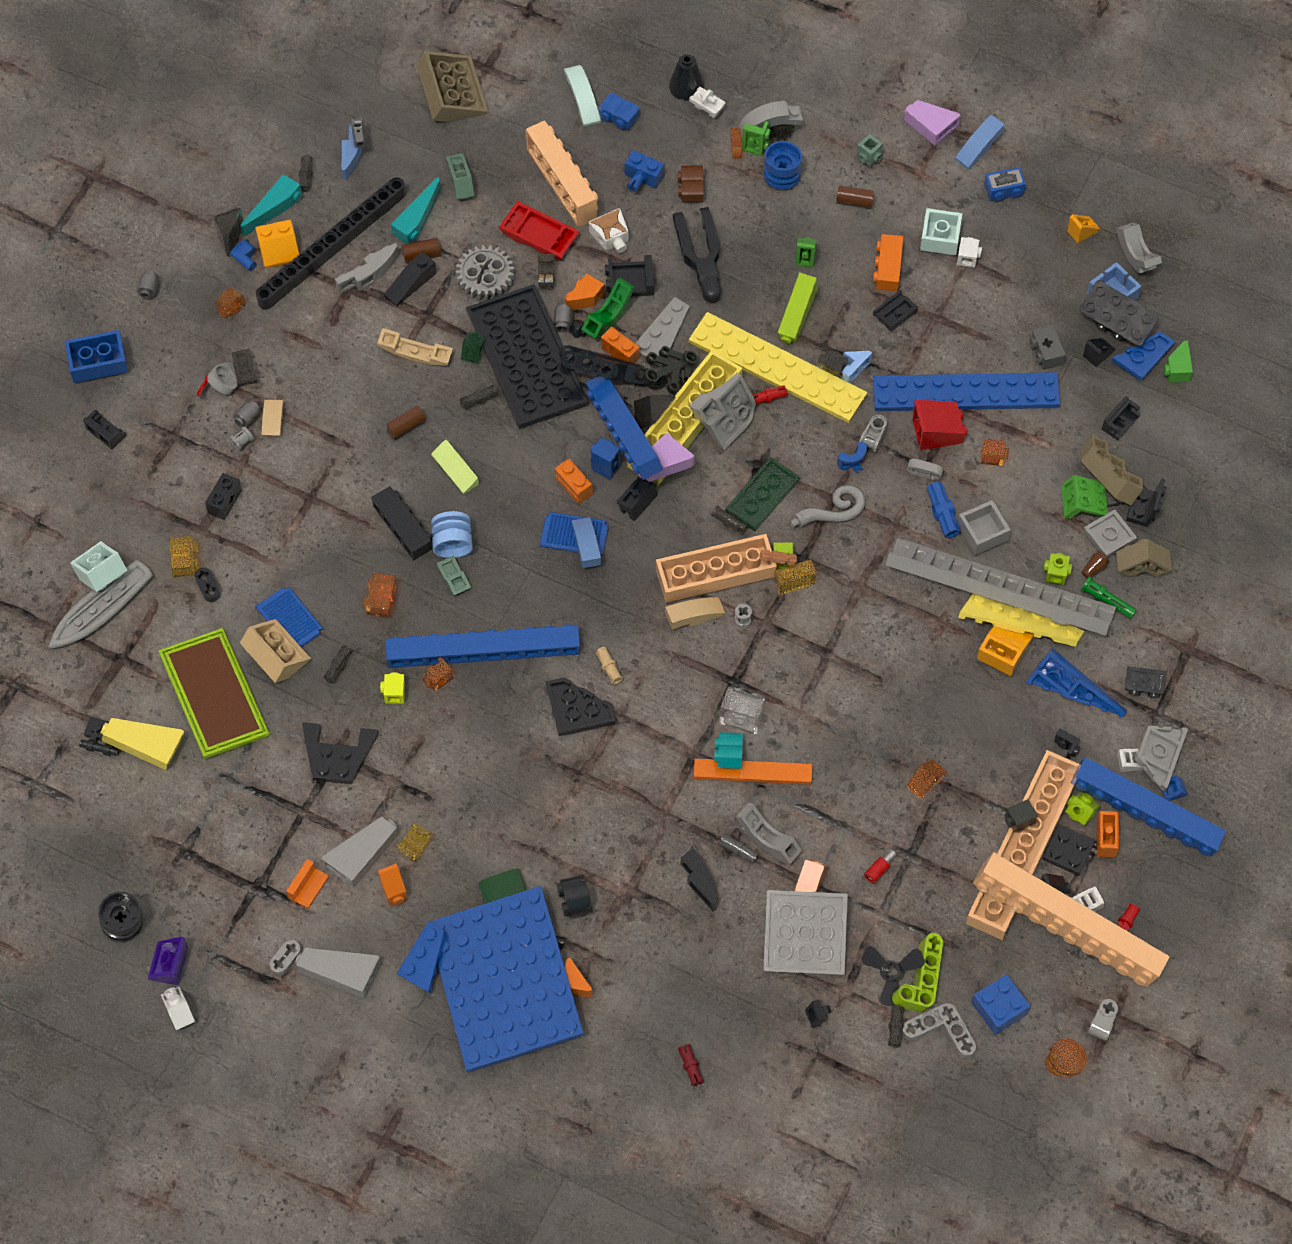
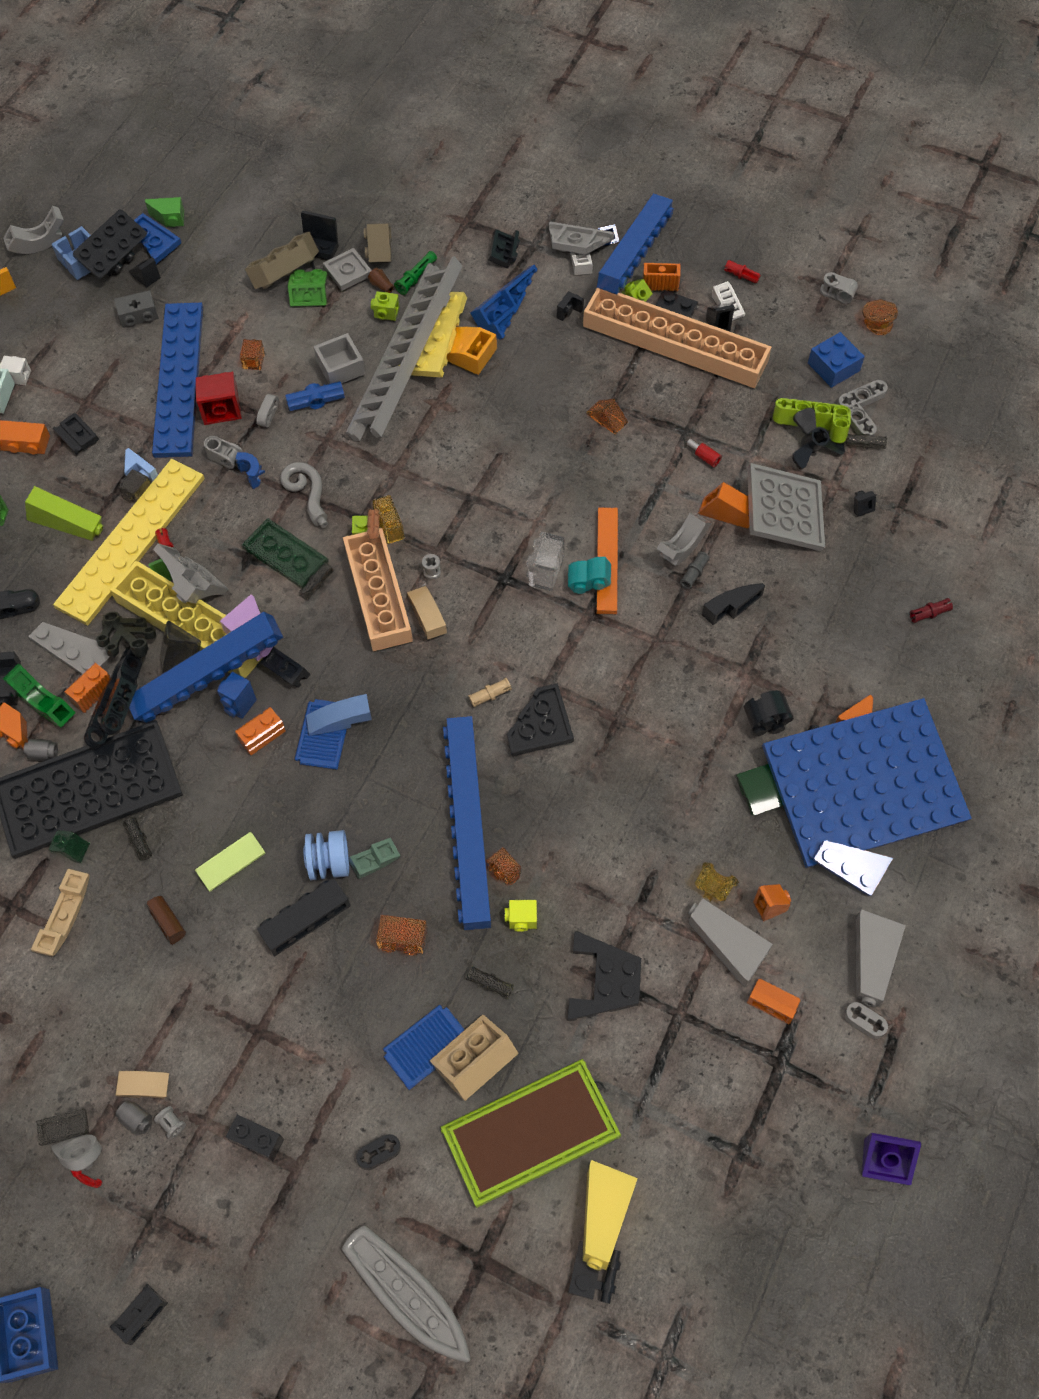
camera: 90 degrees left, 0 degrees up
(98, 566) = (356, 1297): light aqua brick -> none
(118, 906) = (852, 1208): black wheel -> none
(177, 1007) = (947, 1142): white slope -> none
(183, 556) = (338, 1185): clear yellow brick -> none
(576, 328) = (56, 734): black piece -> none
(1020, 816) = (657, 326): pearl dark grey brick -> none
(1070, 920) = (758, 295): light nougat brick -> none
(1121, 418) = (220, 258): black hinge -> none

